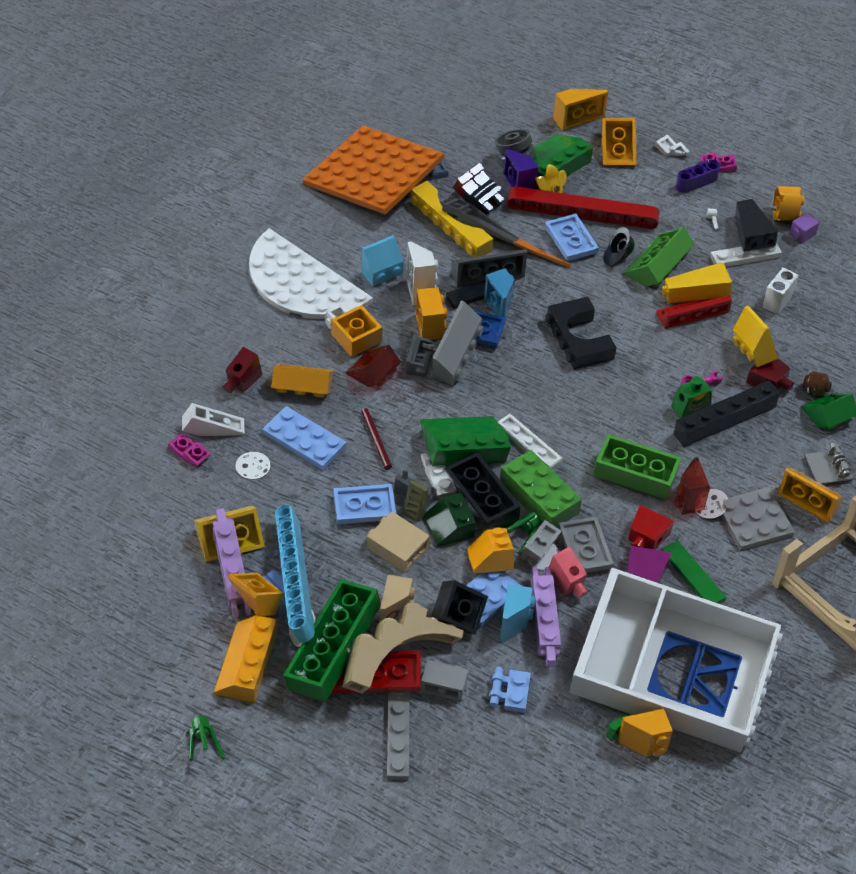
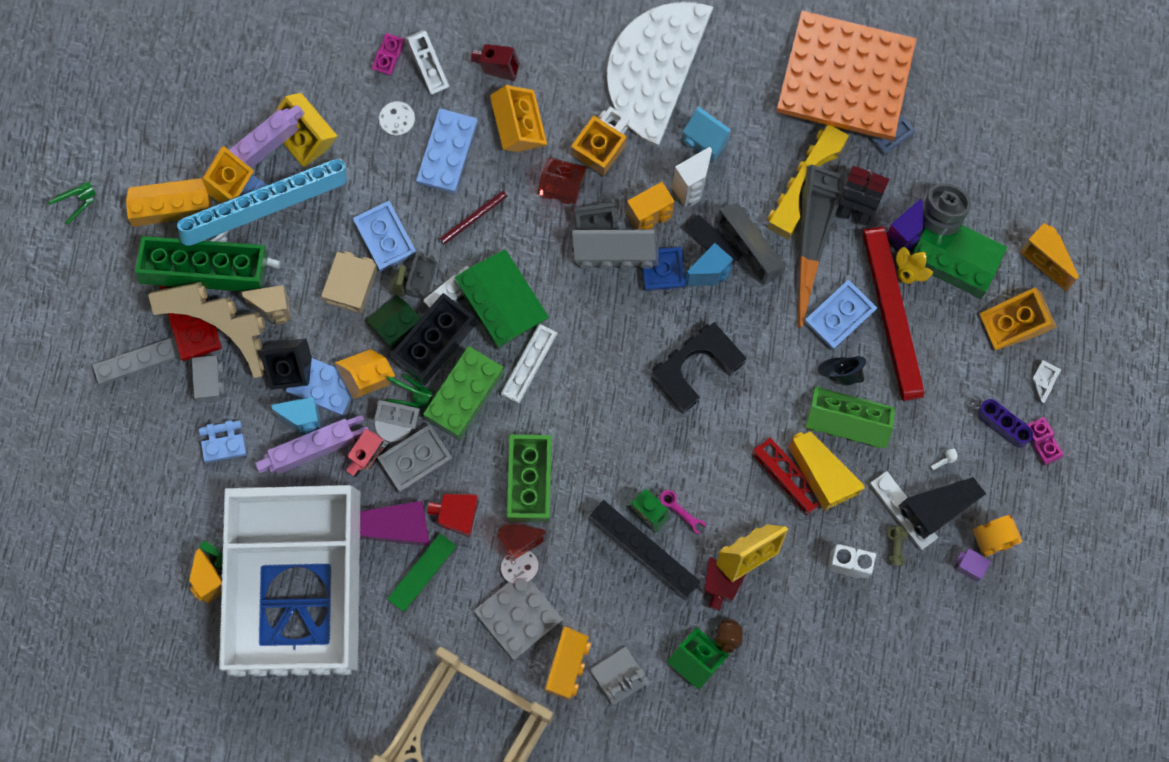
camera: 70 degrees right, 25 degrees up
(765, 261) = (898, 535): none -> olive bar

